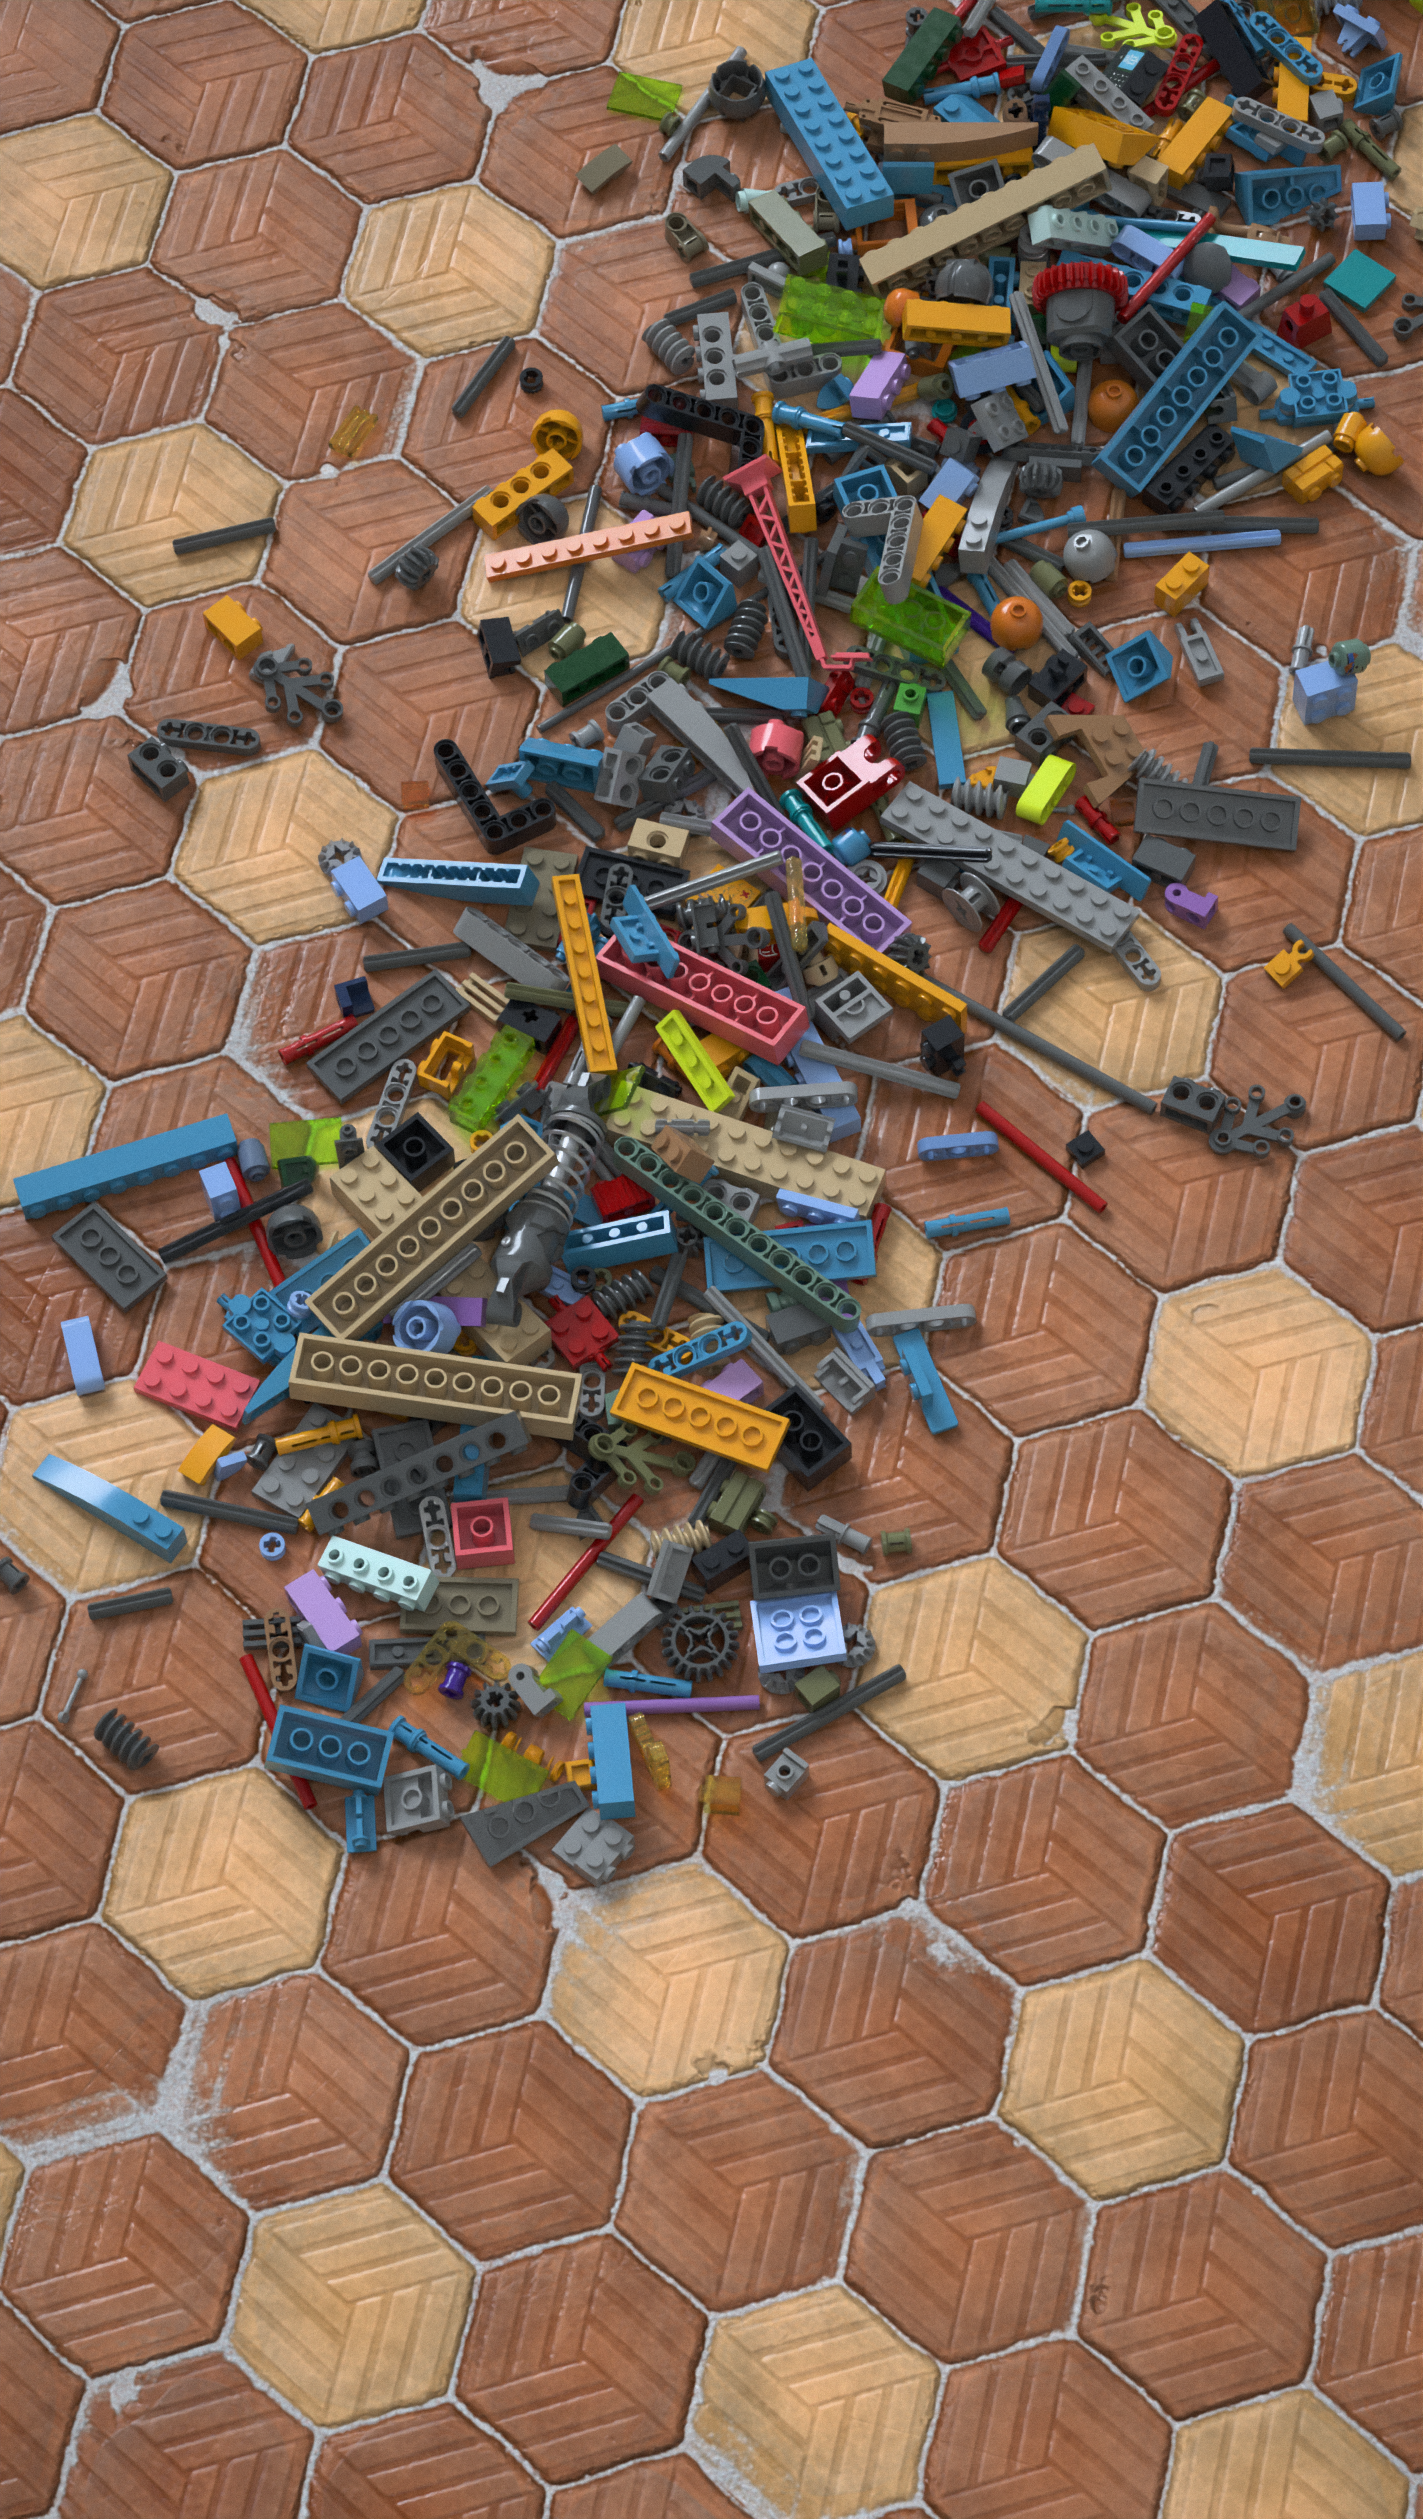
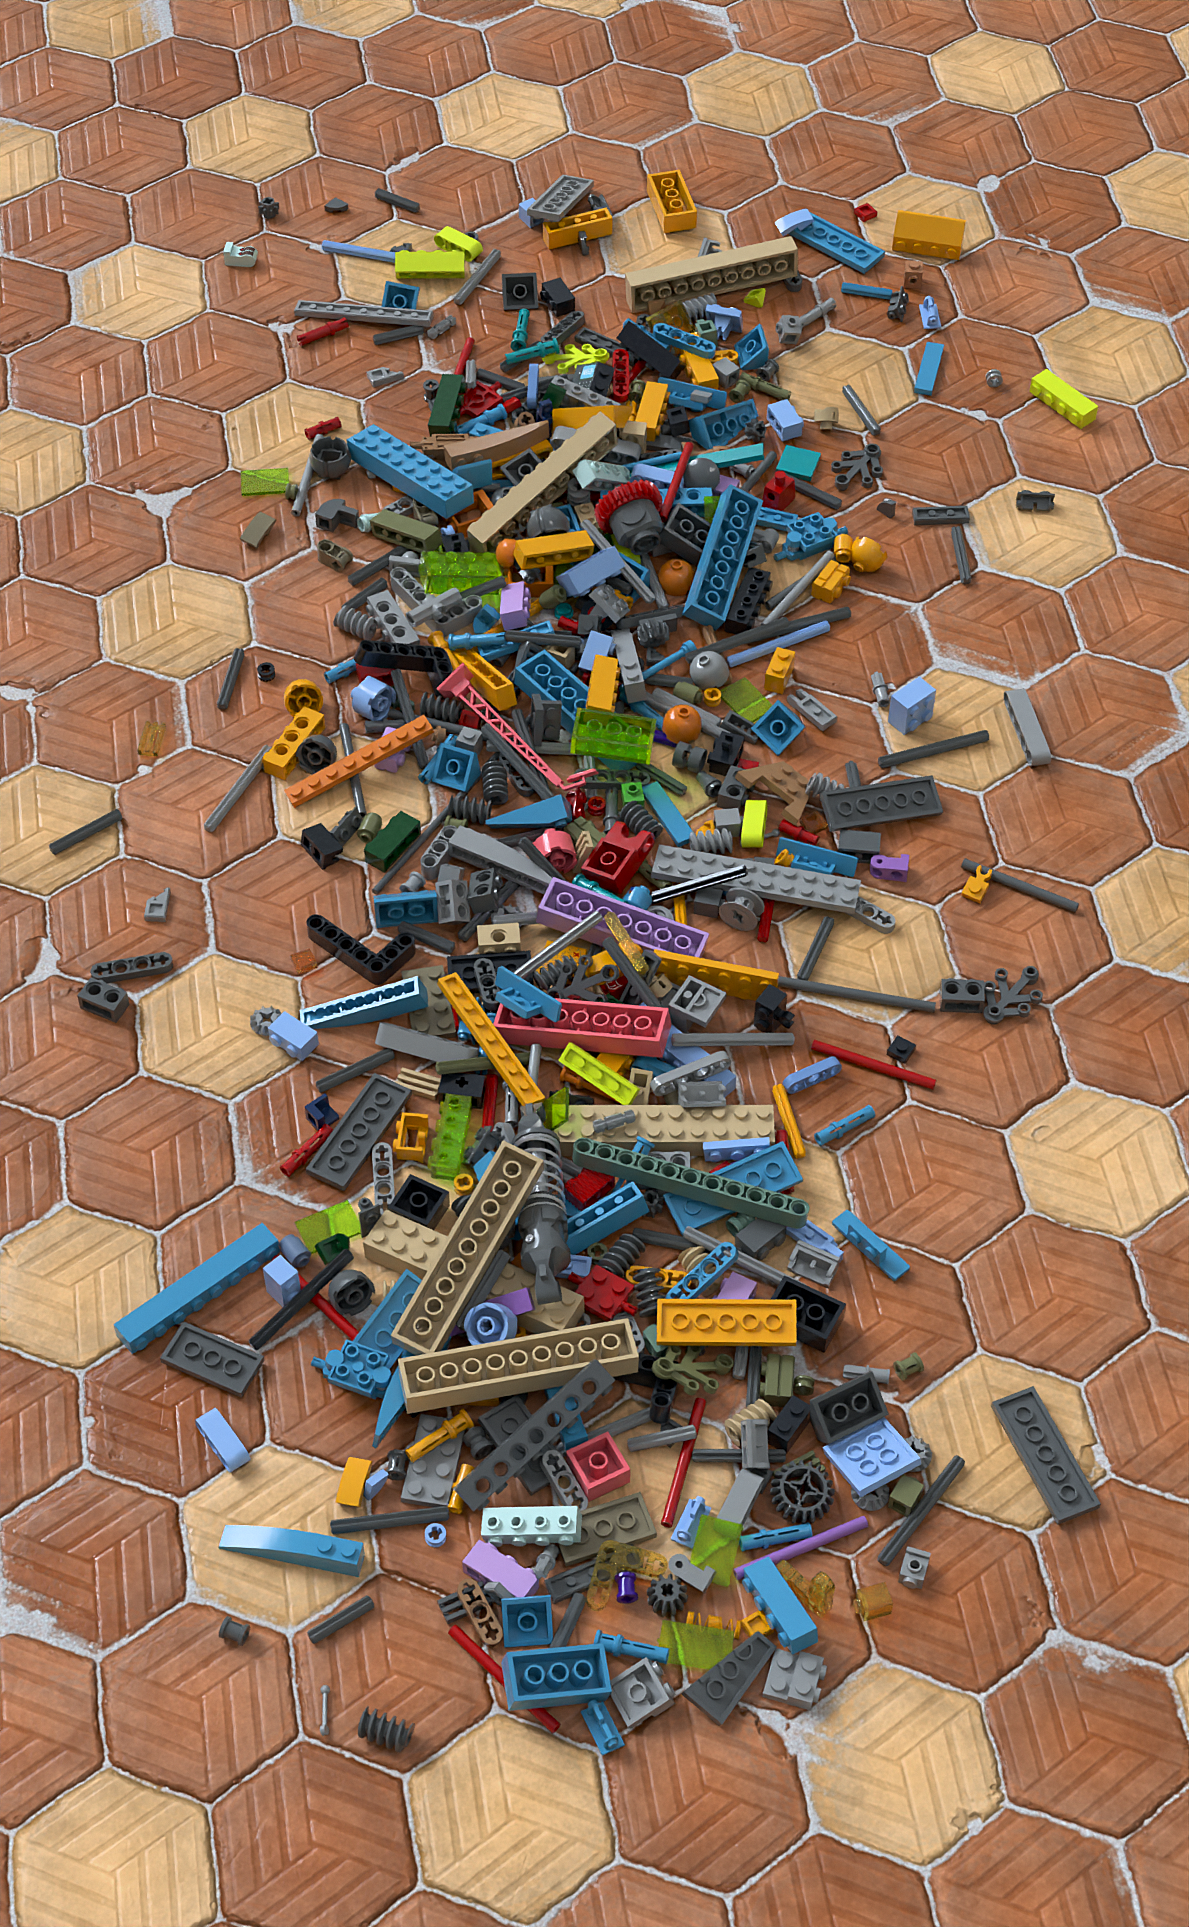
camera: 25 degrees left, 10 degrees down
(196, 1386) = (322, 1433): coral plate -> none
(233, 627) = (119, 888): light orange brick -> none
(294, 1307) = (382, 1342): light blue bush -> none
(296, 688) = (162, 909): dark grey plant -> none
(377, 1619) = (546, 1561): none -> light grey axle
(416, 567) = (239, 810): dark grey gear -> none
(512, 777) = (372, 925): dark azure tile -> none
(583, 1288) = (587, 1260): black bush -> none
(668, 1290) = (654, 1241): dark grey axle -> none
(682, 1154) = (626, 1137): medium nougat brick -> none
(703, 937) = (560, 972): dark grey hinge -> none
(769, 36) = (323, 428): none -> red pin
(902, 523) = (570, 675): light grey beam -> none
(903, 1194) = (789, 1121): none -> light orange axle
(911, 952) = (717, 951): dark grey gear -> none
(923, 1319) = (849, 1201): light grey beam -> none
(1003, 1700) = (1045, 1455): none -> dark grey plate
(1121, 611) = (745, 700): none -> clear neon green piece
(1263, 449) = (792, 573): dark azure slope -> none
(1276, 128) = (702, 384): light grey beam -> none
(1324, 43) = (706, 330): none -> sand green brick
(1349, 657) = (925, 674): sand green head -> none

